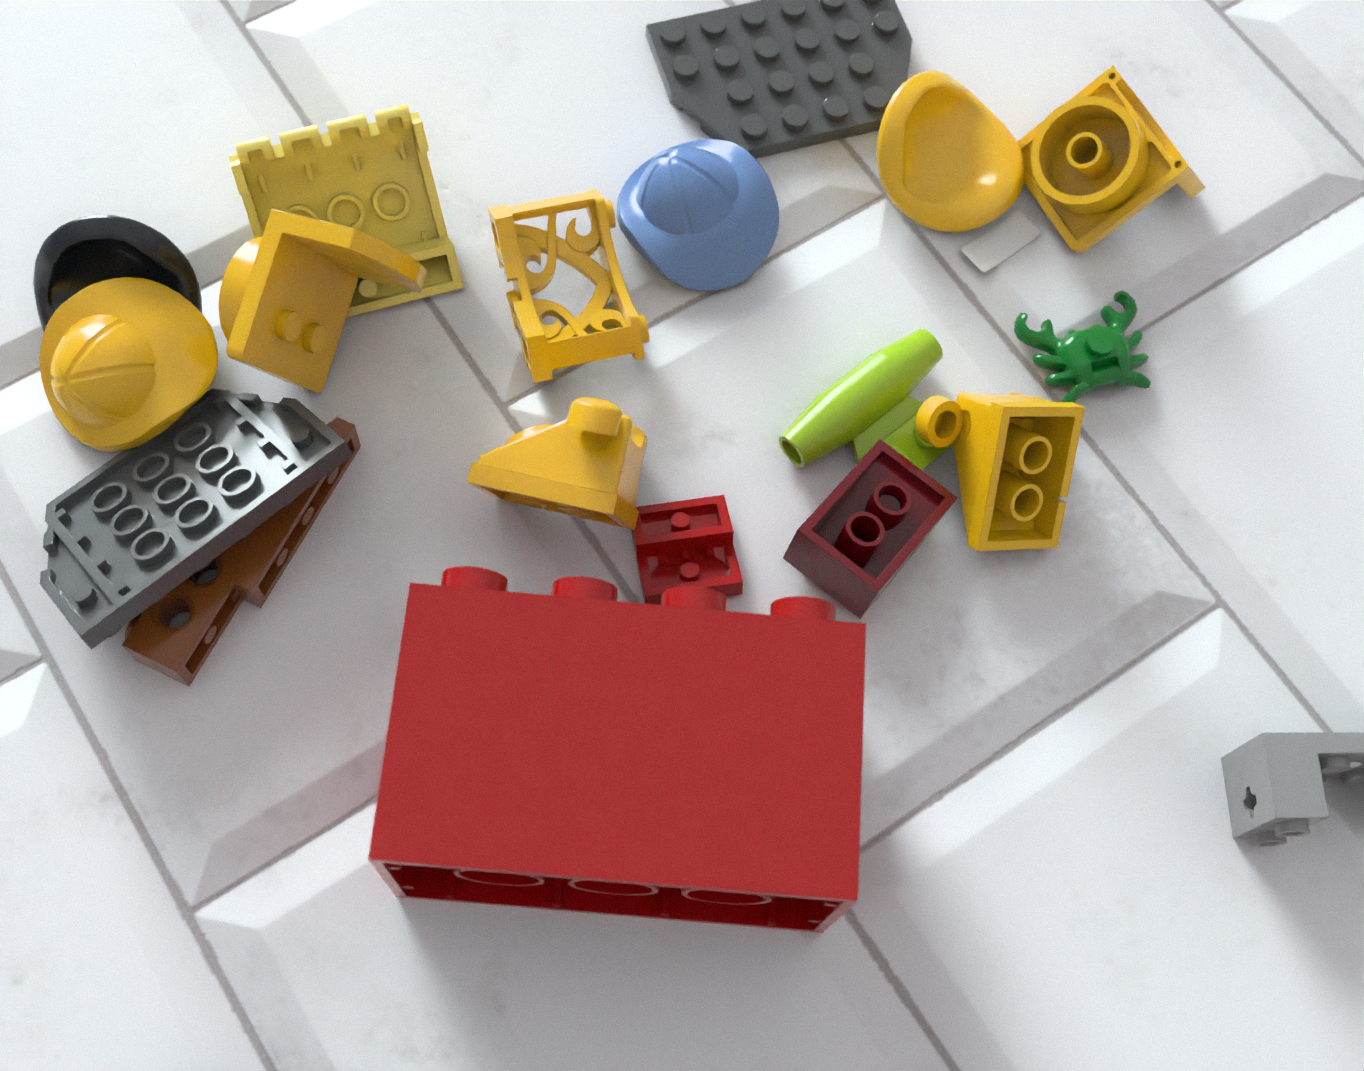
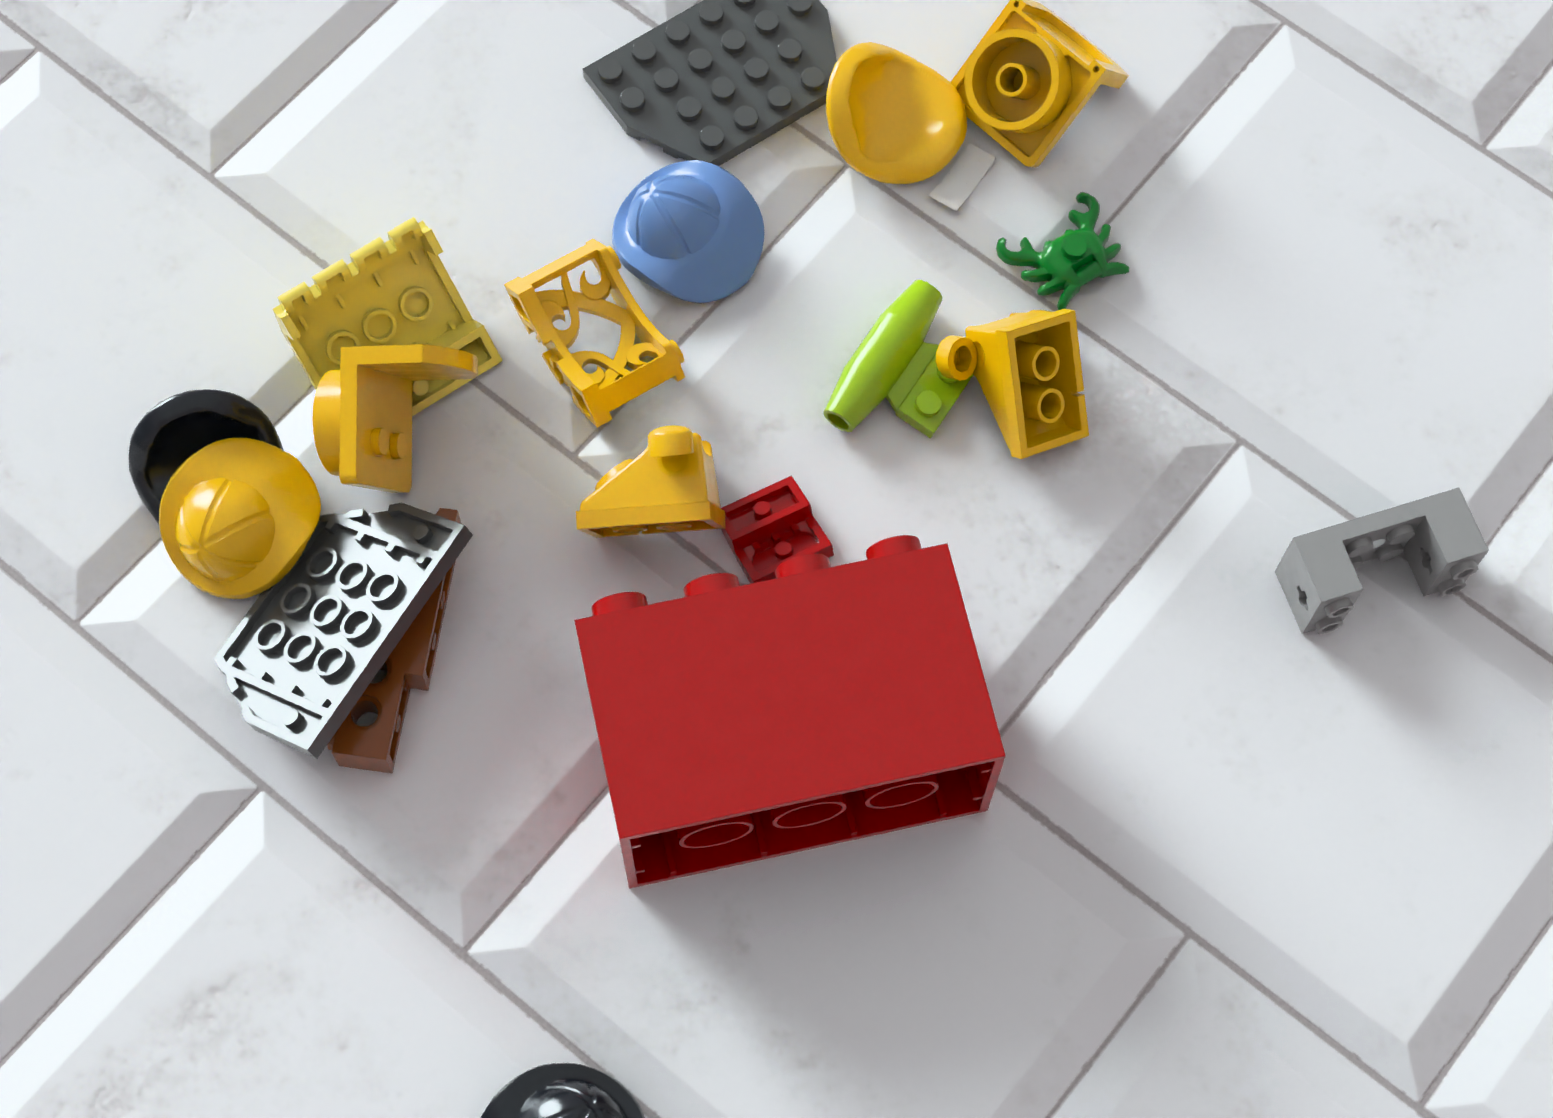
camera: 10 degrees left, 0 degrees up
(868, 528) = (924, 466): dark red slope -> none

